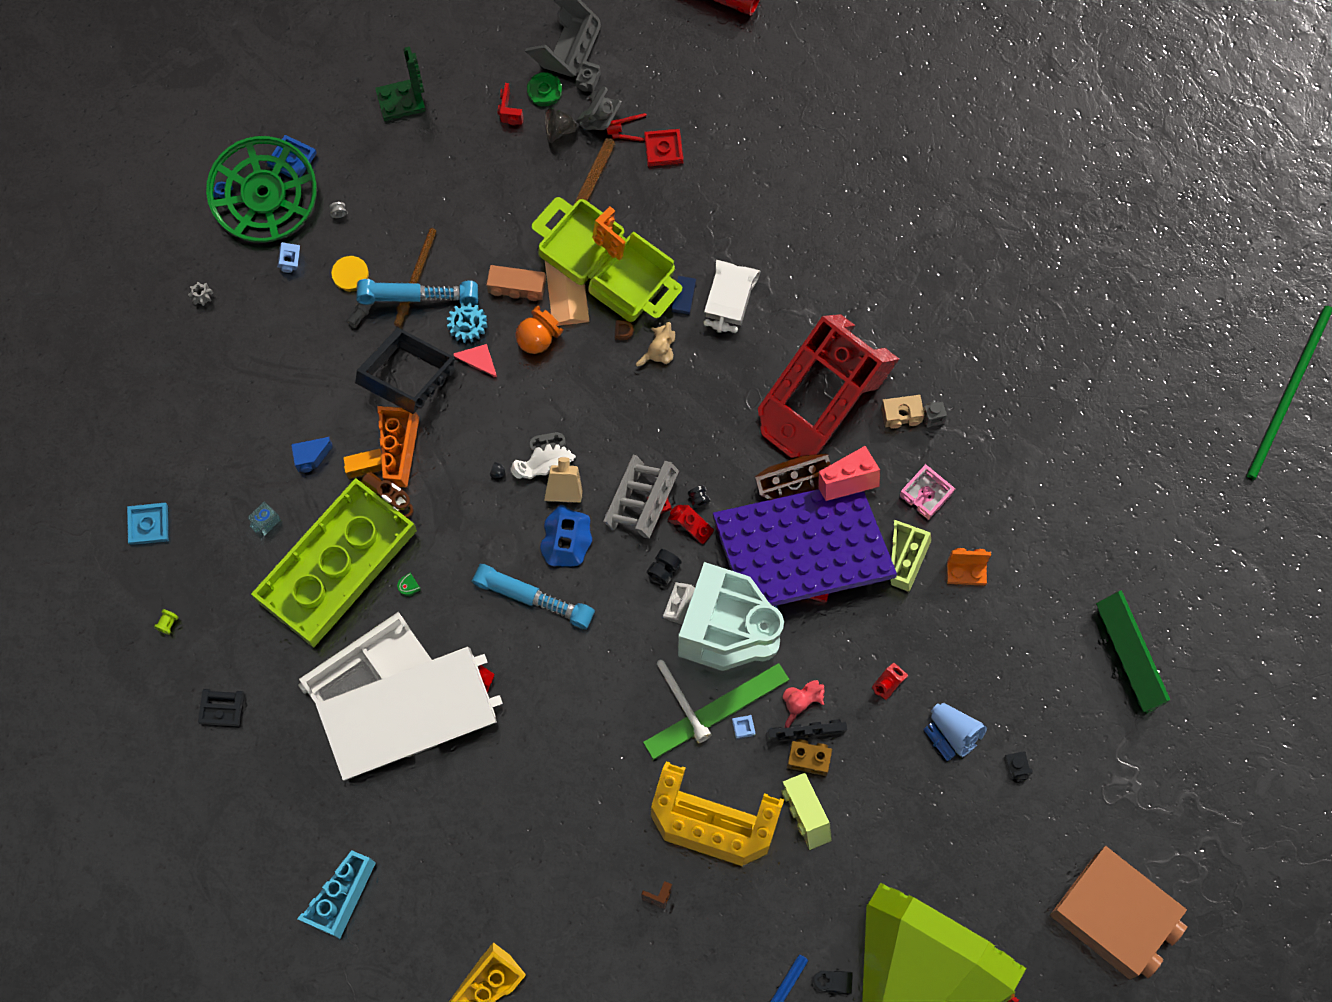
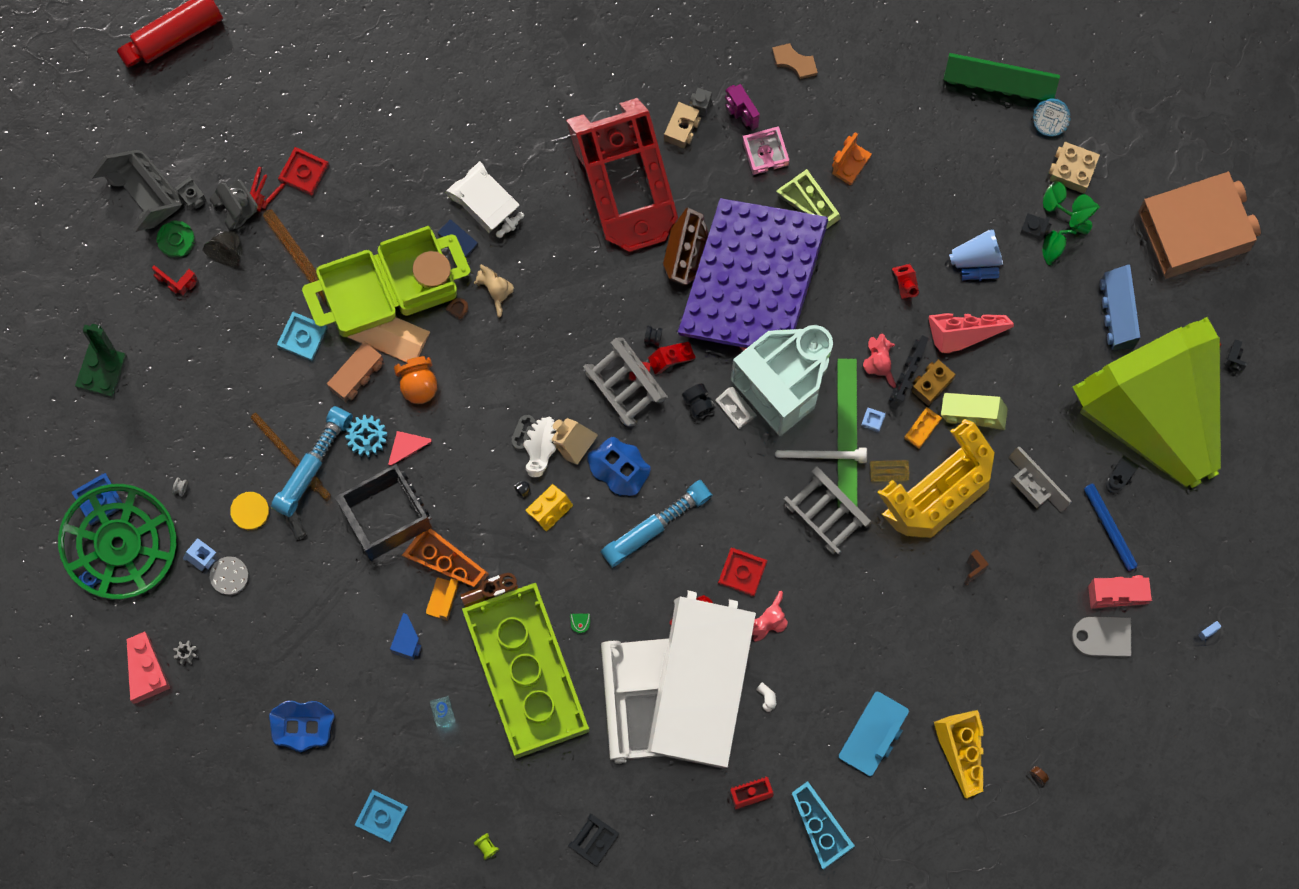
camera: 60 degrees left, 5 degrees up
(169, 270) = (144, 668): none -> coral wedge
(177, 424) = (302, 713): none -> blue piece
(285, 289) = (229, 576): none -> light grey tile
(335, 816) = (751, 792): none -> red brick
(434, 783) = (769, 697): none -> white arm
(453, 895) = (874, 734): none -> dark azure bracket
(494, 501) = (549, 507): none -> yellow bracket
(504, 743) = (771, 619): none -> coral animal
(519, 227) = (302, 336): none -> medium azure tile
(534, 695) = (742, 572): none -> red tile
(605, 236) = (373, 268): orange bracket -> none
(637, 285) = (431, 269): none -> medium nougat tile
(646, 747) = (832, 492): none -> light grey fence
(714, 782) = (889, 477): none -> clear yellow tile
(763, 774) = (922, 428): none -> light orange plate
(773, 906) = (1035, 483): none -> light grey bracket
(849, 475) = (715, 201): coral wedge -> none
(870, 753) = (961, 332): none -> coral wedge
(951, 446) = (741, 105): none -> magenta plate
(989, 887) = (1120, 308): none -> medium blue slope
(1027, 479) = (787, 57): none -> medium nougat tile
(1047, 795) = (1082, 210): none -> green plant
(1095, 767) = (1074, 167): none -> tan brick
(1129, 719) = (1051, 117): none -> tile

